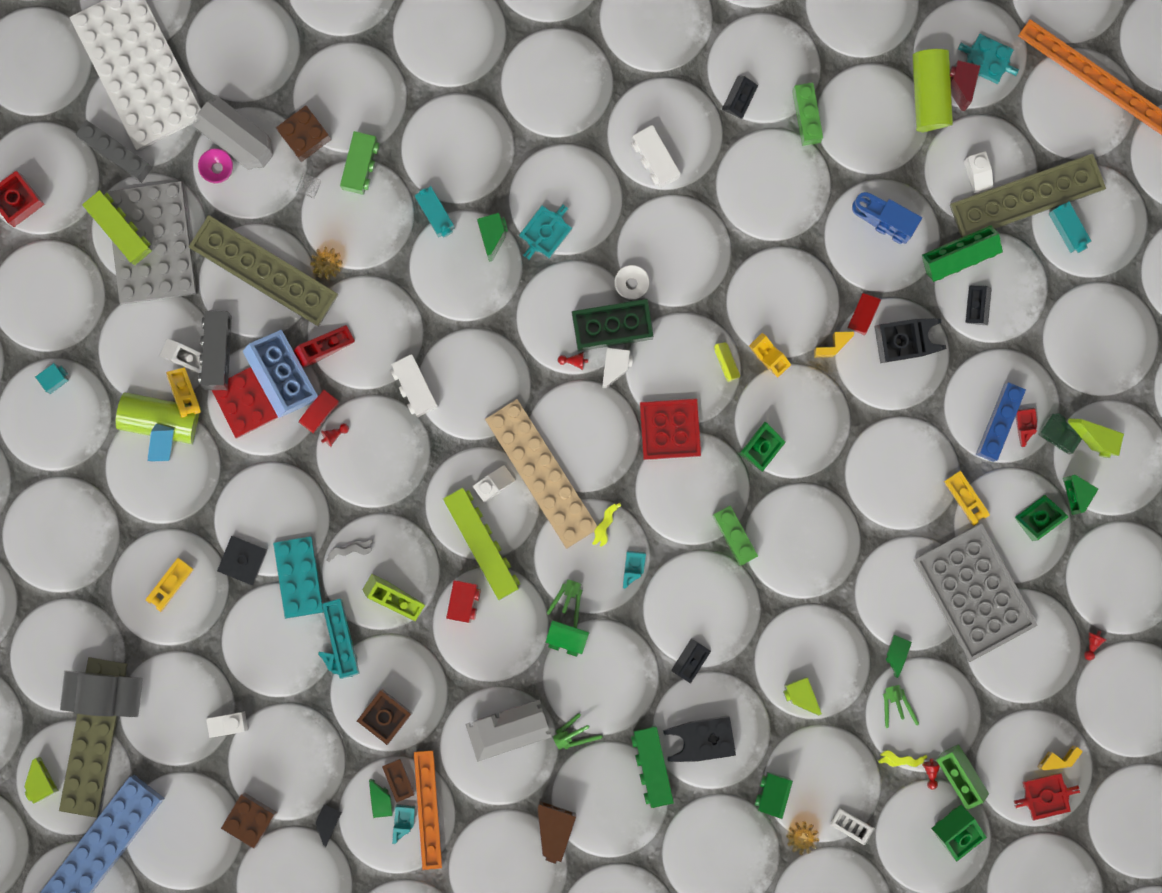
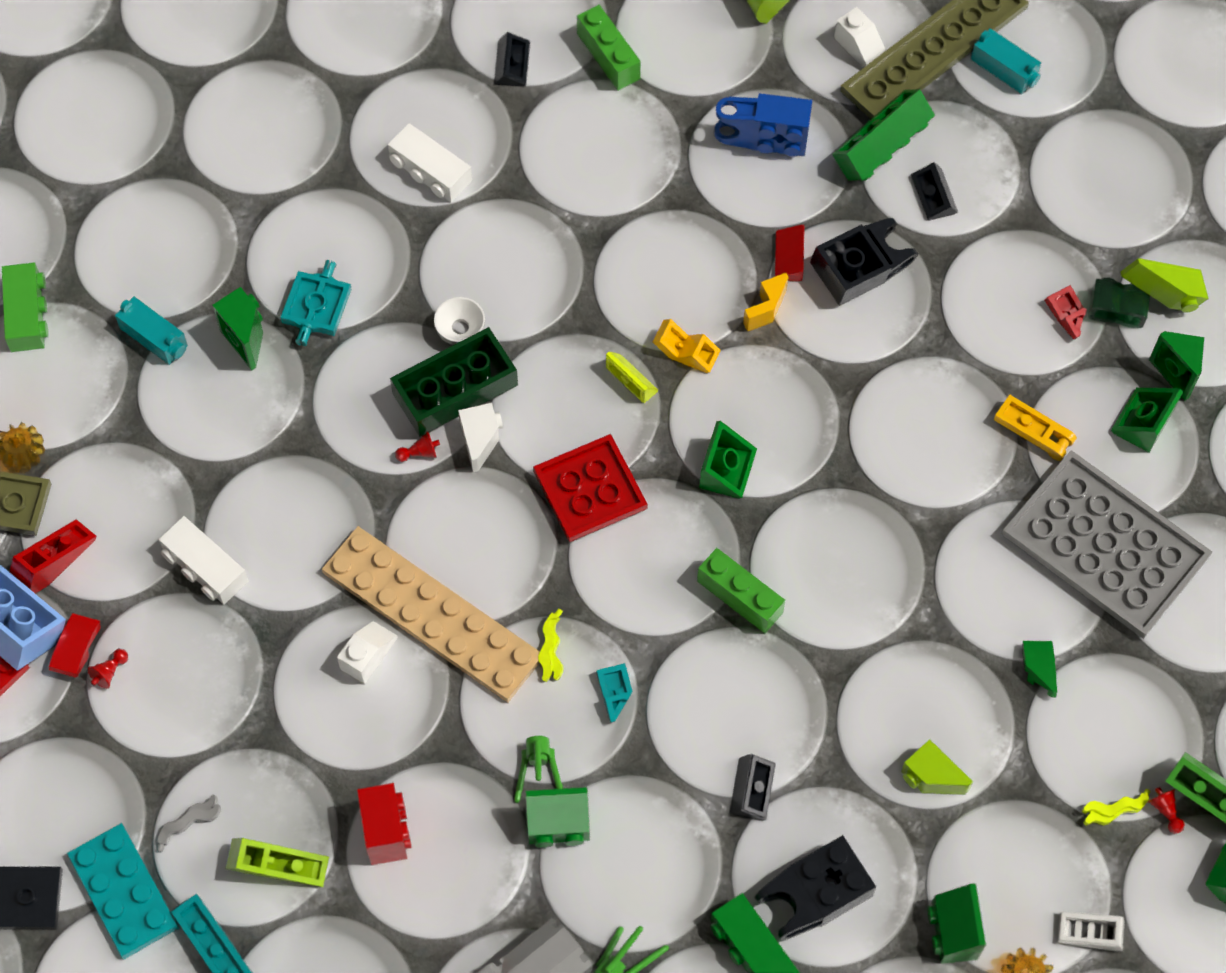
camera: 20 degrees left, 20 degrees down
(480, 543) = (381, 738): lime brick -> none
(894, 694) = (1063, 721): bright green plant -> none
(1000, 422) = (1033, 316): blue brick -> none

